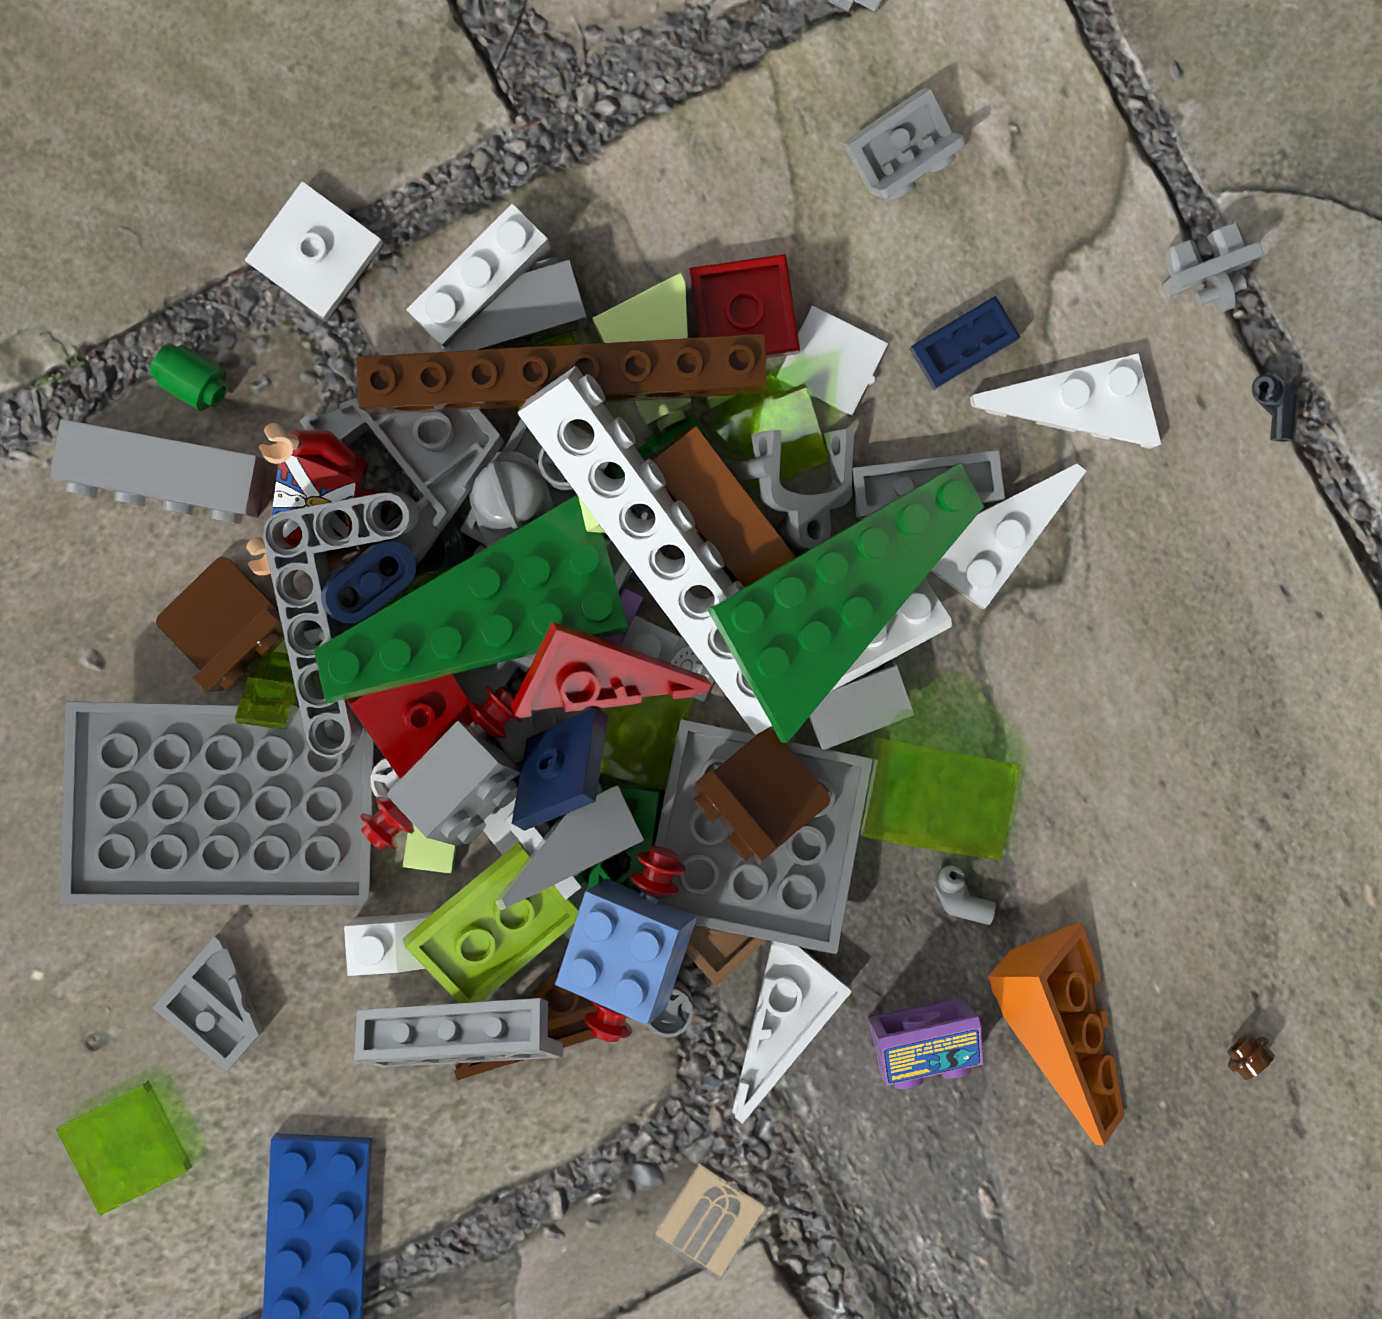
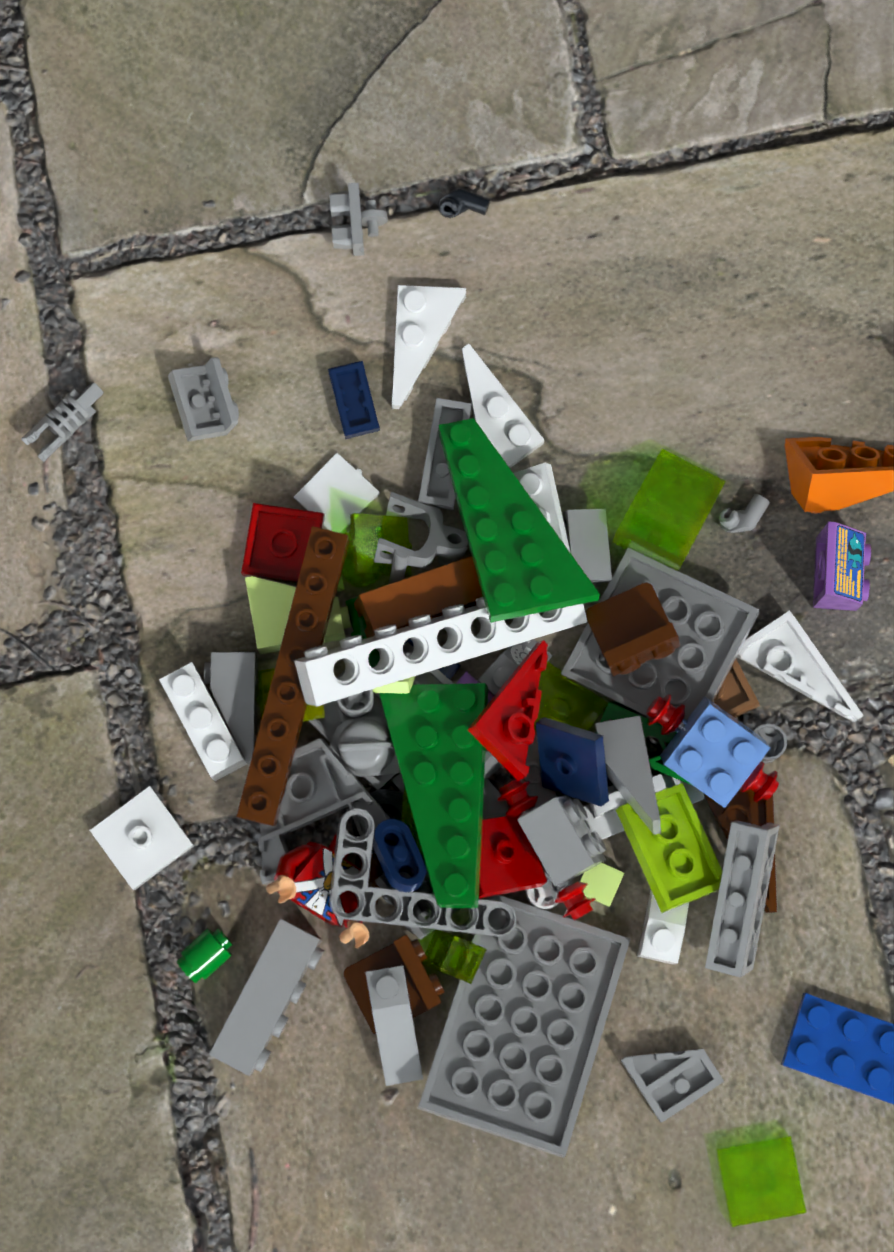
camera: 75 degrees left, 10 degrees down
(172, 638) = (394, 1025): none -> light grey slope

